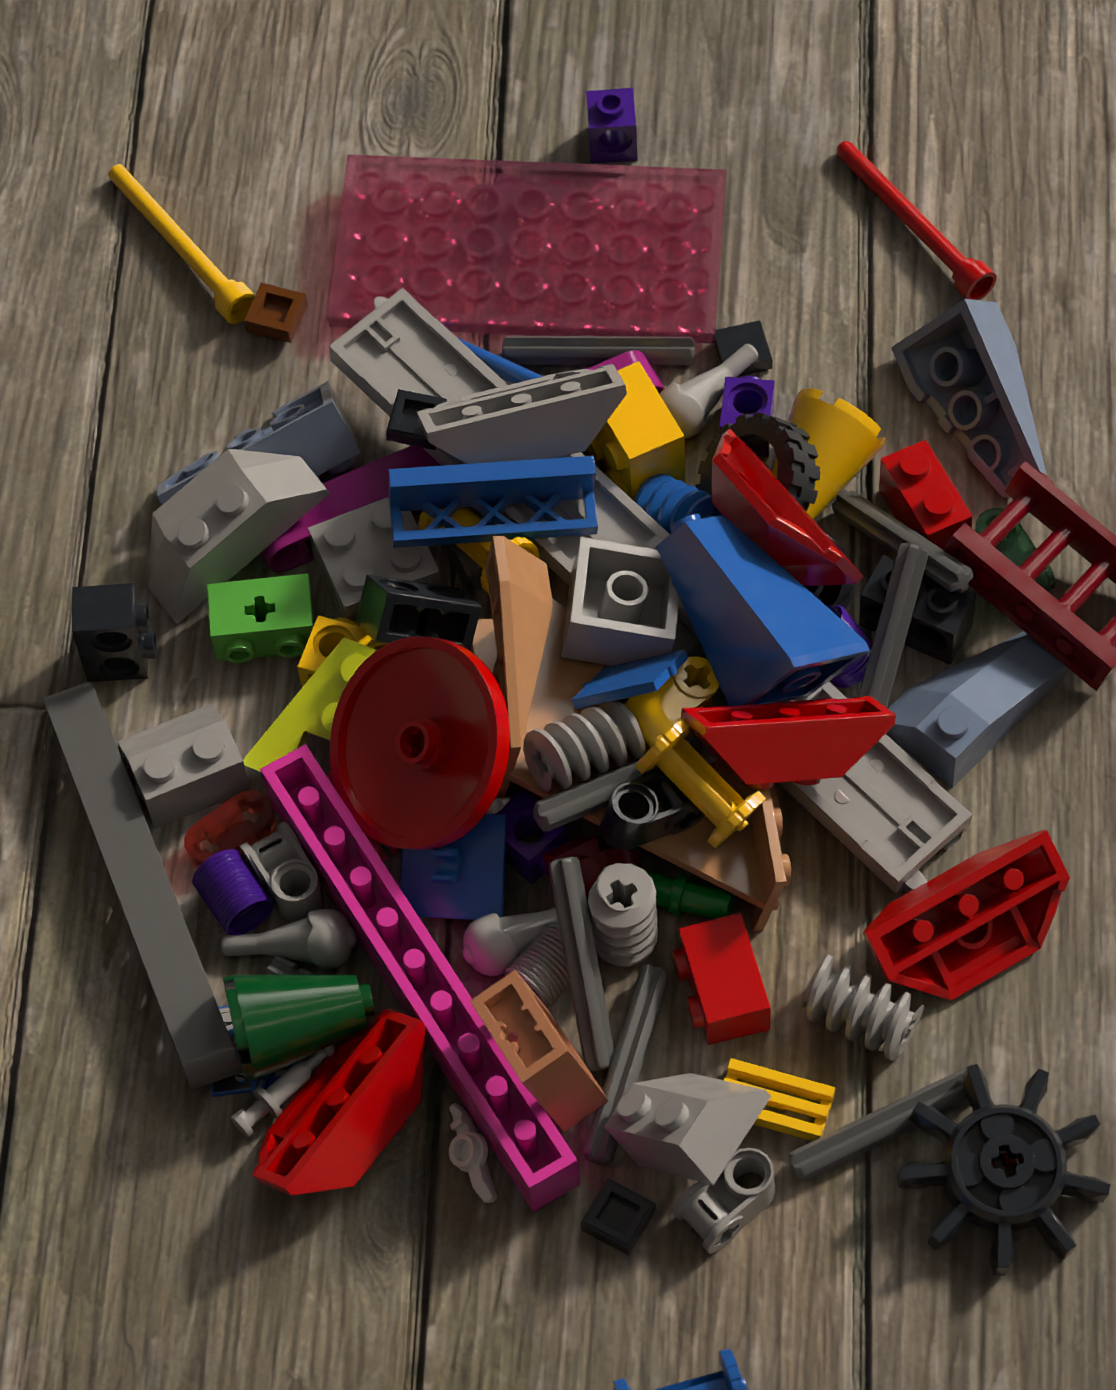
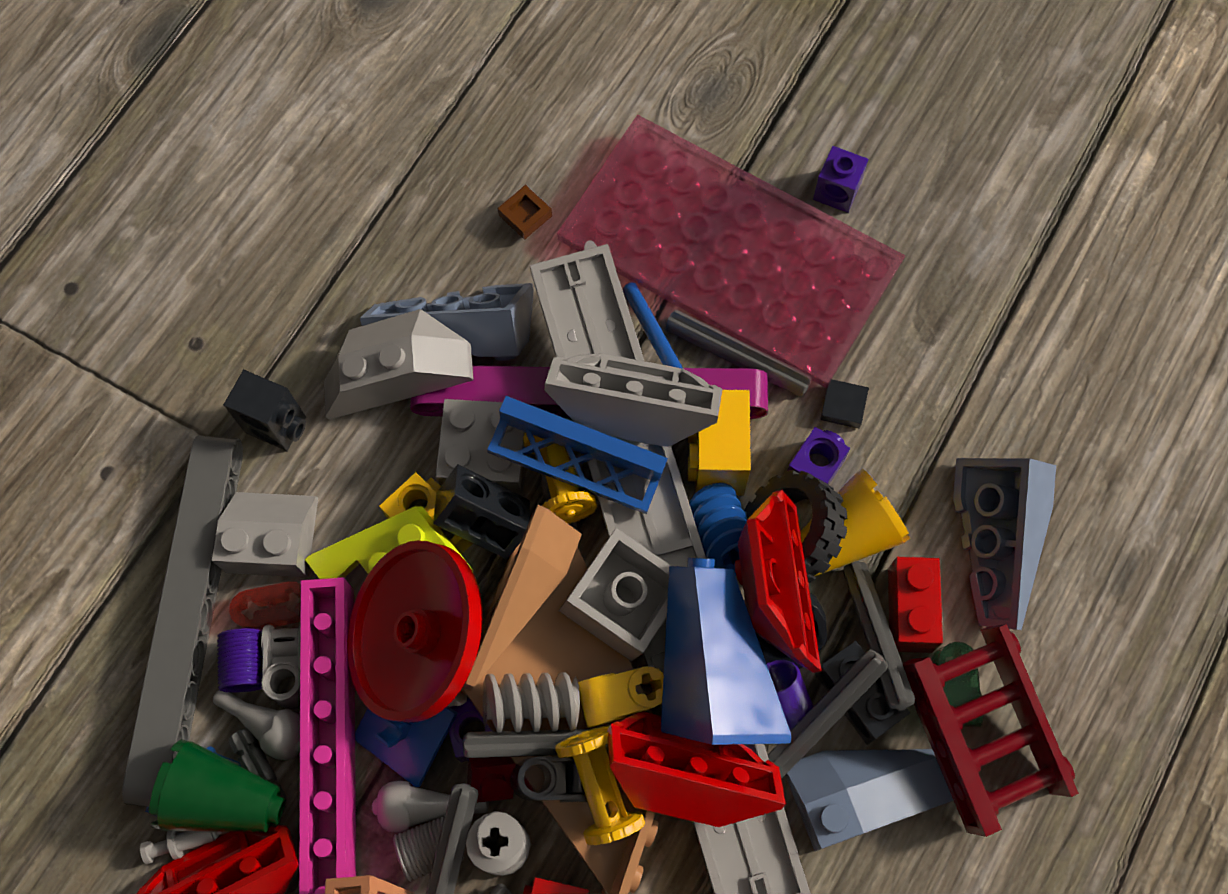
camera: 25 degrees right, 10 degrees up
(230, 297) = (500, 183): yellow piece -> none
(260, 617) = (370, 433): bright green brick -> none
(404, 422) = (556, 345): black tile -> none
(630, 679) = (593, 666): blue piece -> none
(684, 896) = (555, 840): green pin -> none
(696, 398) = (776, 431): light grey piece -> none
(971, 277) = (1047, 429): red piece -> none

